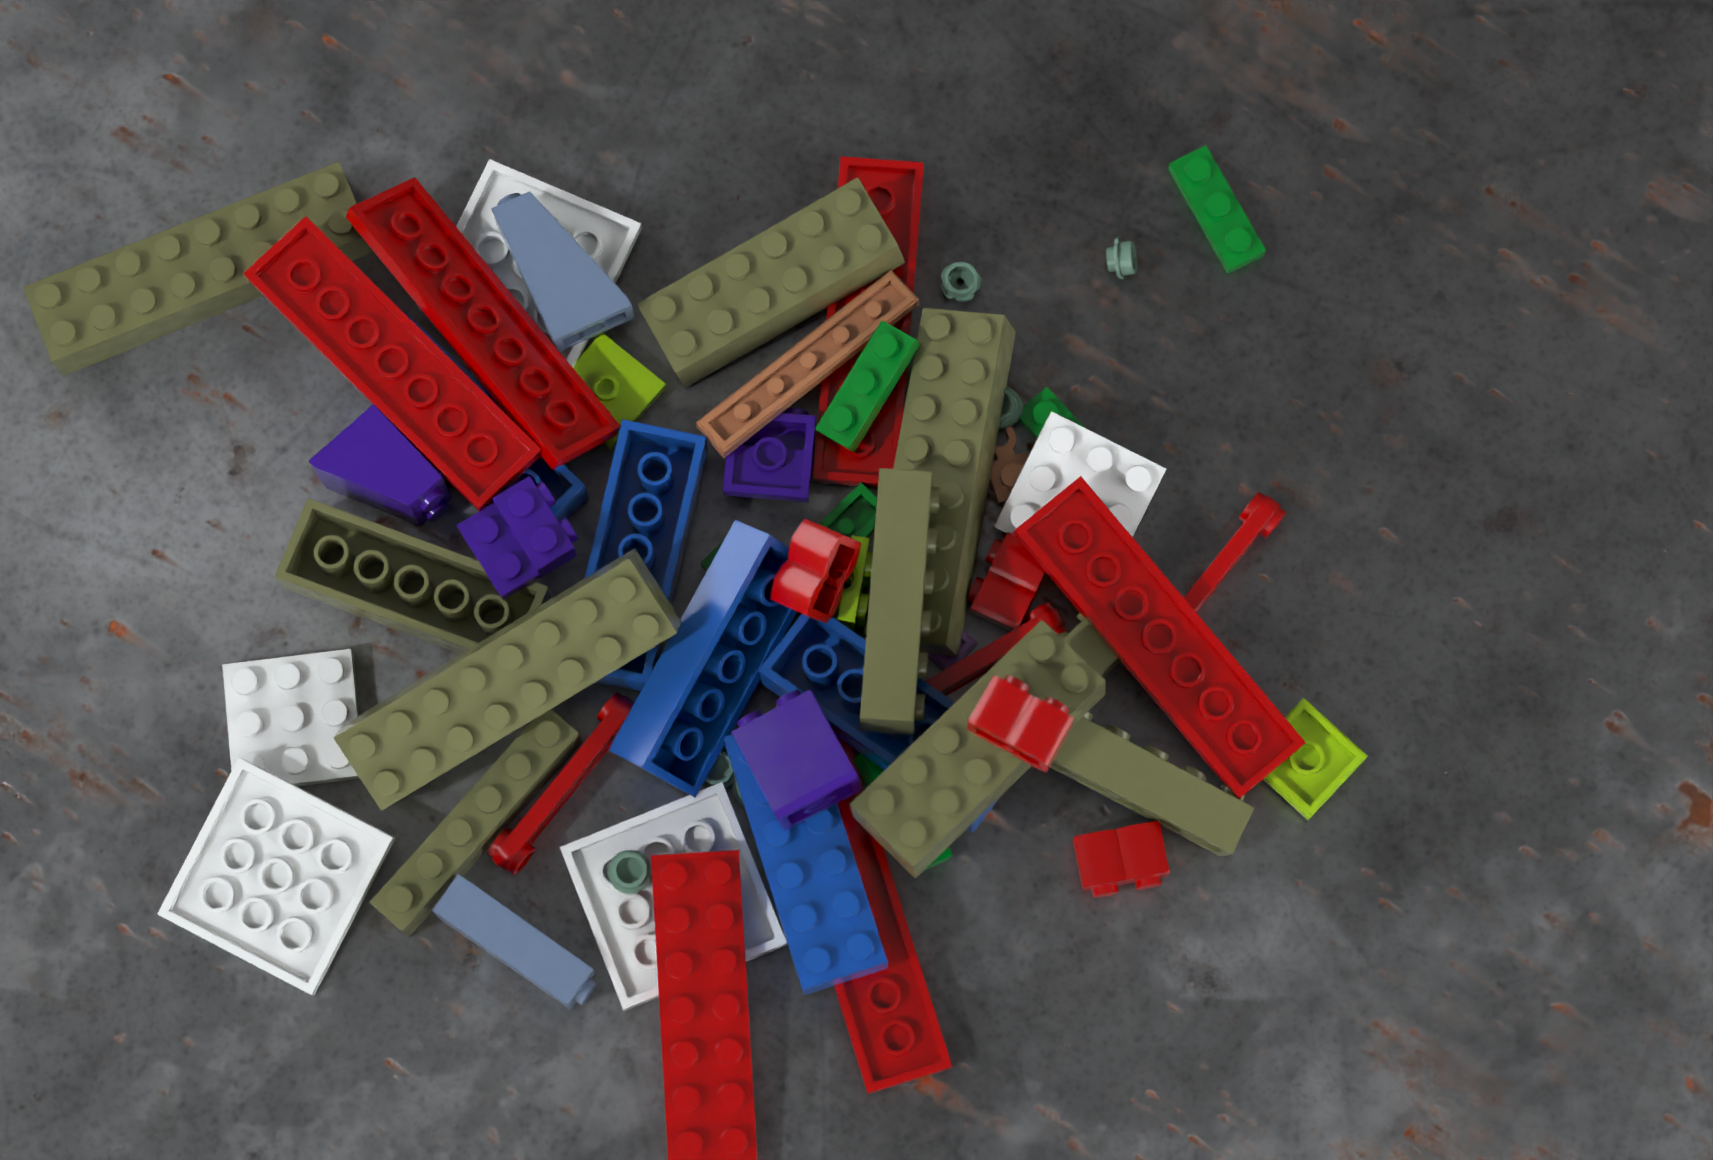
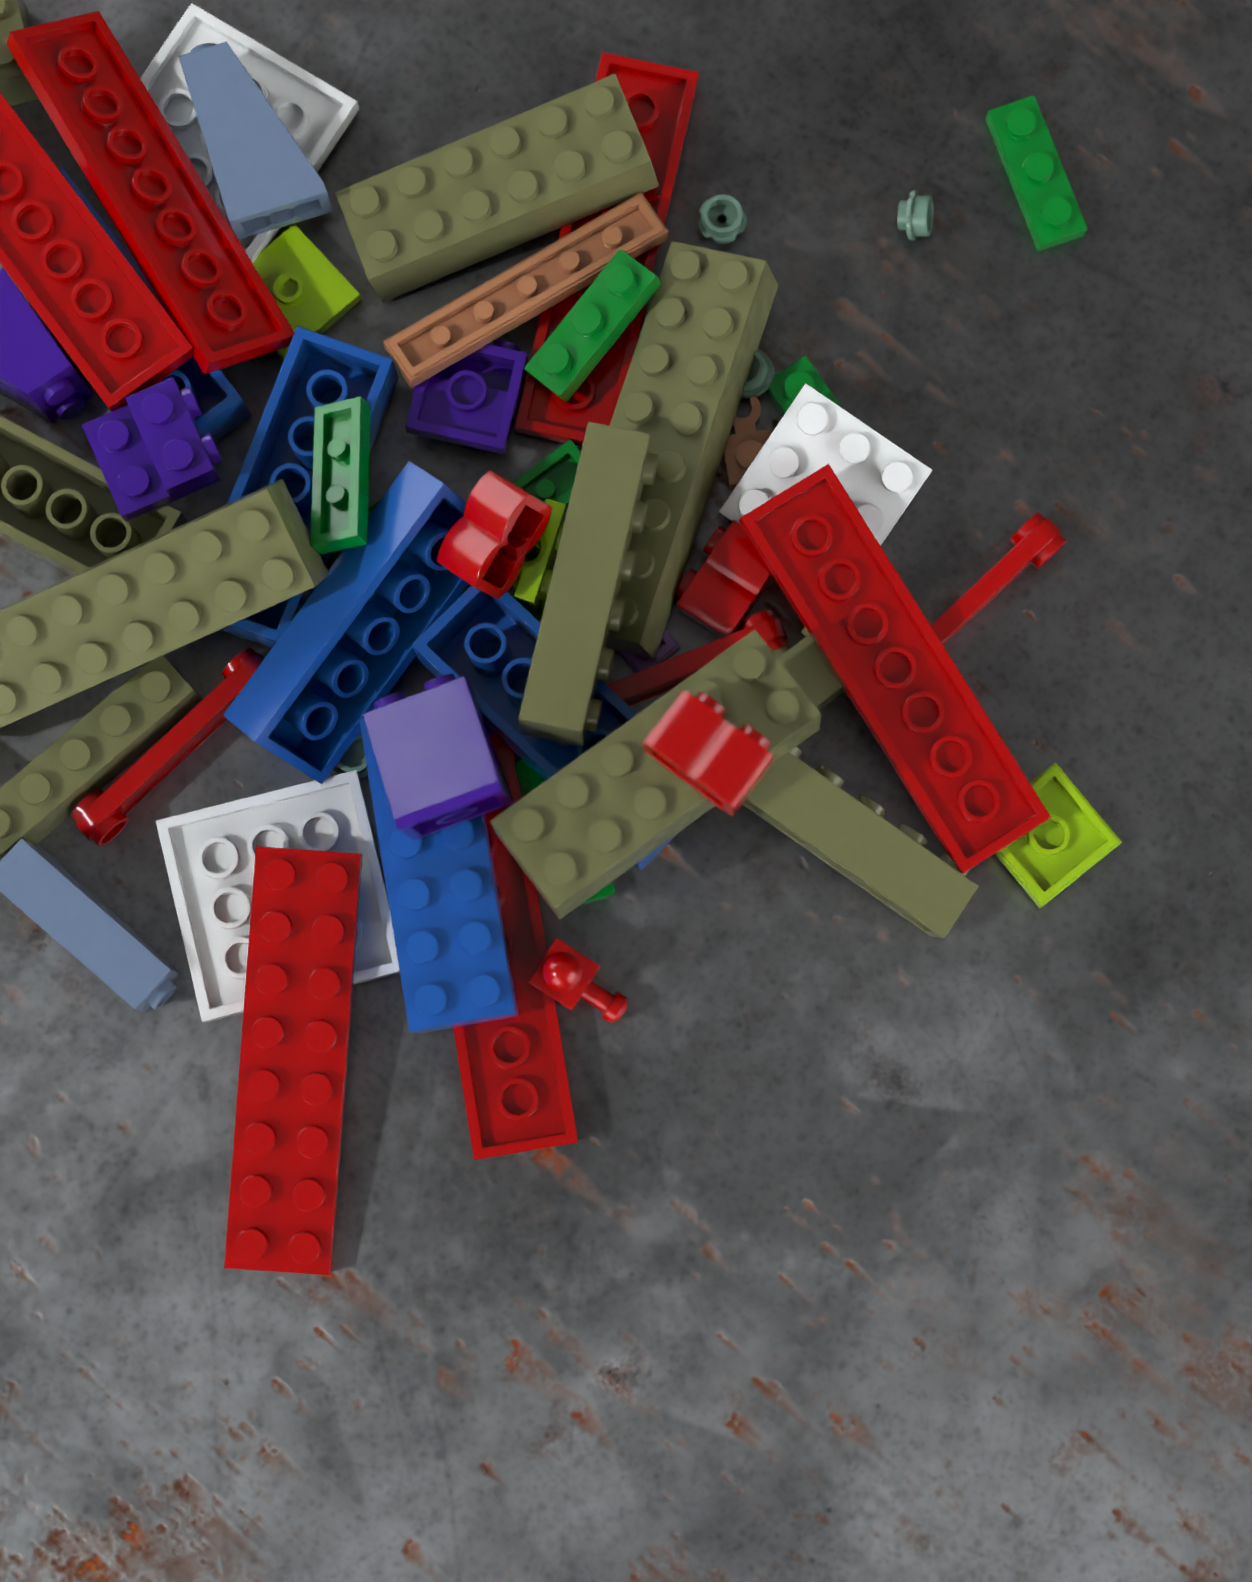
camera: 10 degrees right, 5 degrees up
(630, 872) = (231, 861): sand green plate -> none
(680, 539) = (340, 475): none -> green plate
(924, 930) = (568, 977): none -> red piece
(1121, 858) = (813, 923): red brick -> none

